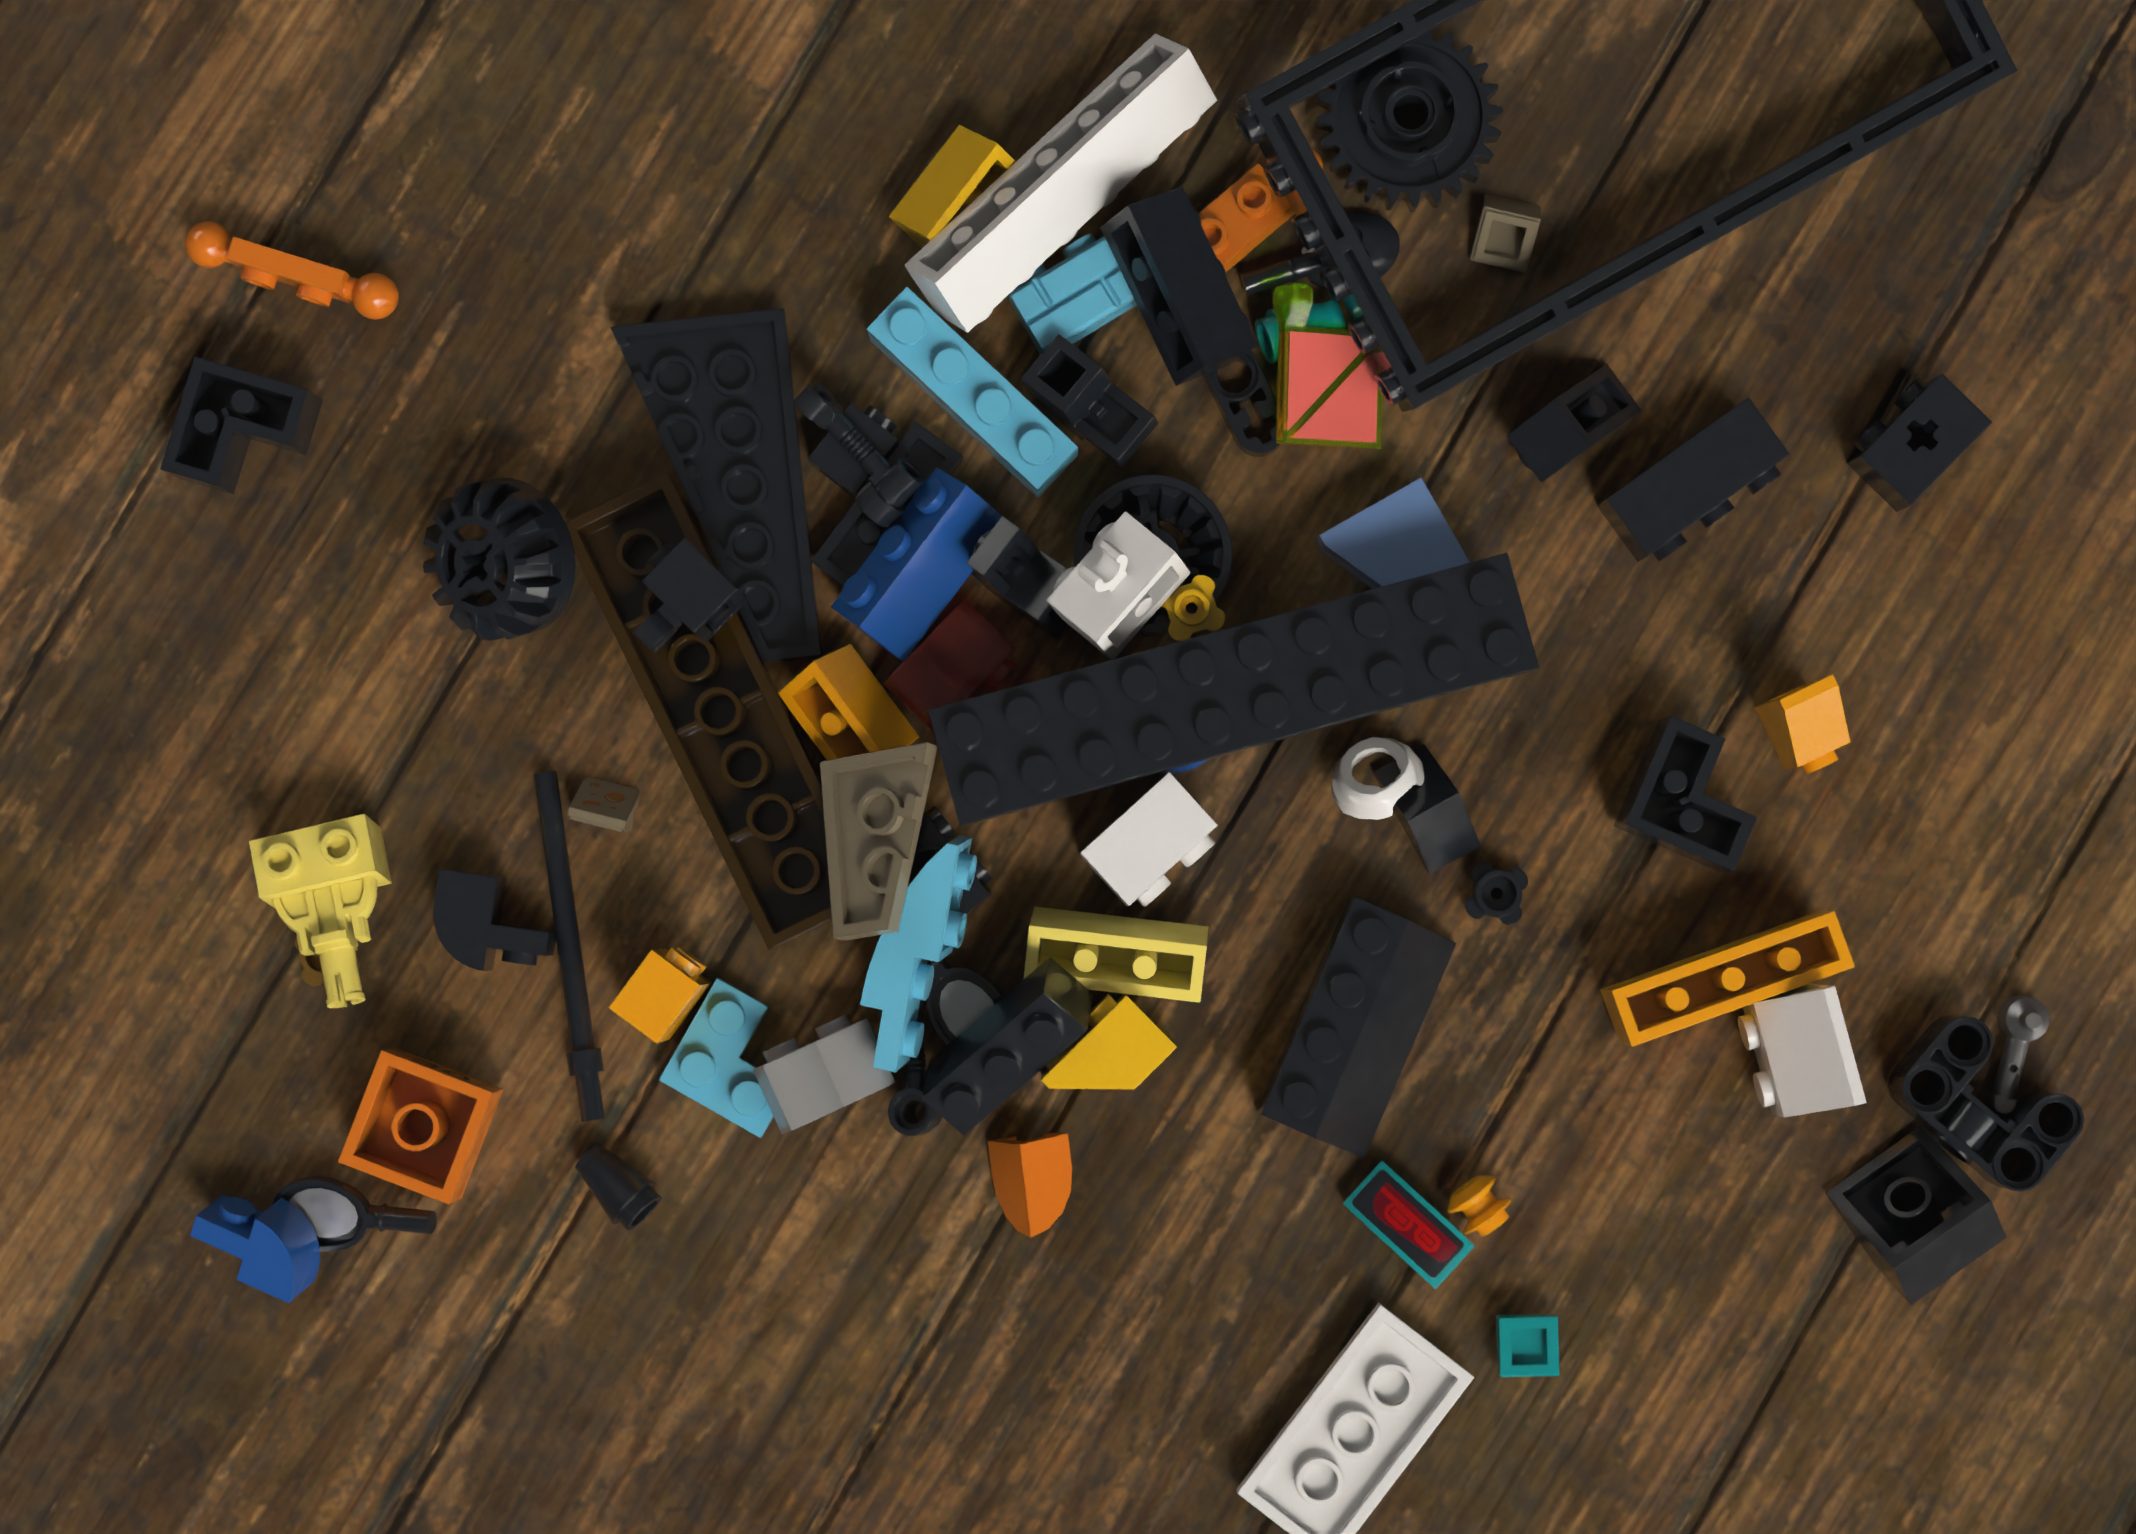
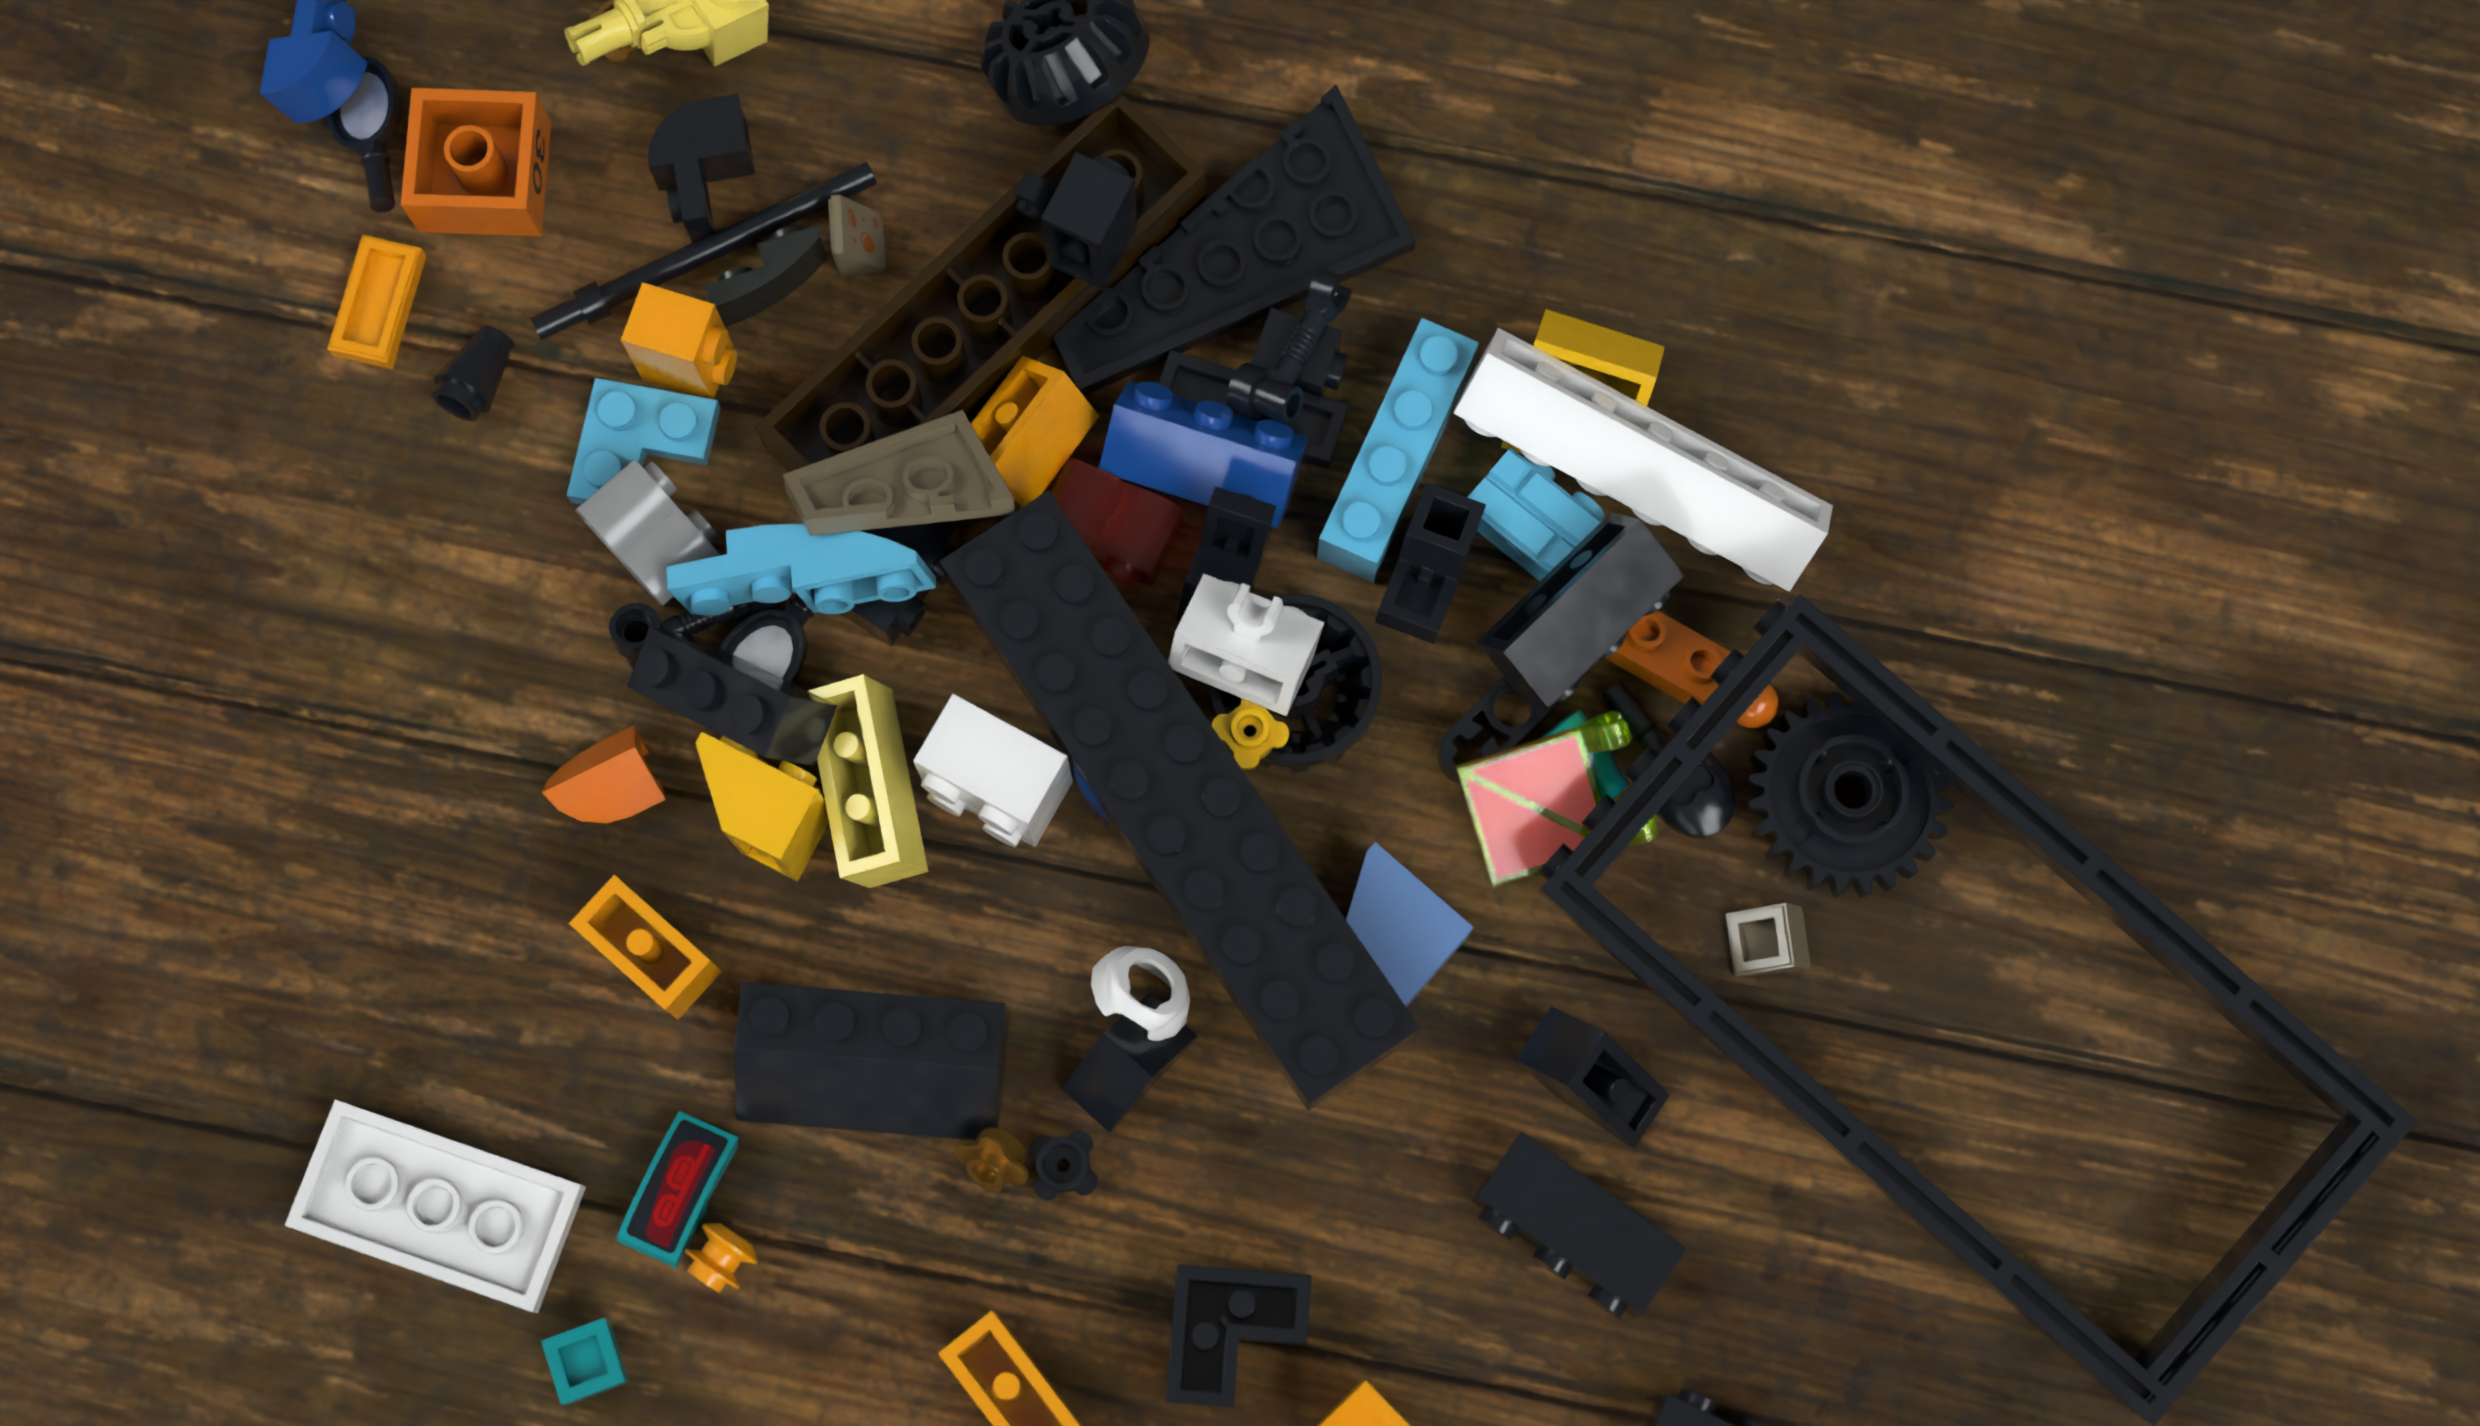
camera: 75 degrees right, 10 degrees down
(515, 1255) = (377, 302): none -> light orange tile
(609, 876) = (788, 262): none -> pearl dark grey slope
(1198, 1188) = (645, 947): none -> light orange brick
(1474, 949) = (994, 1159): none -> pearl gold plate

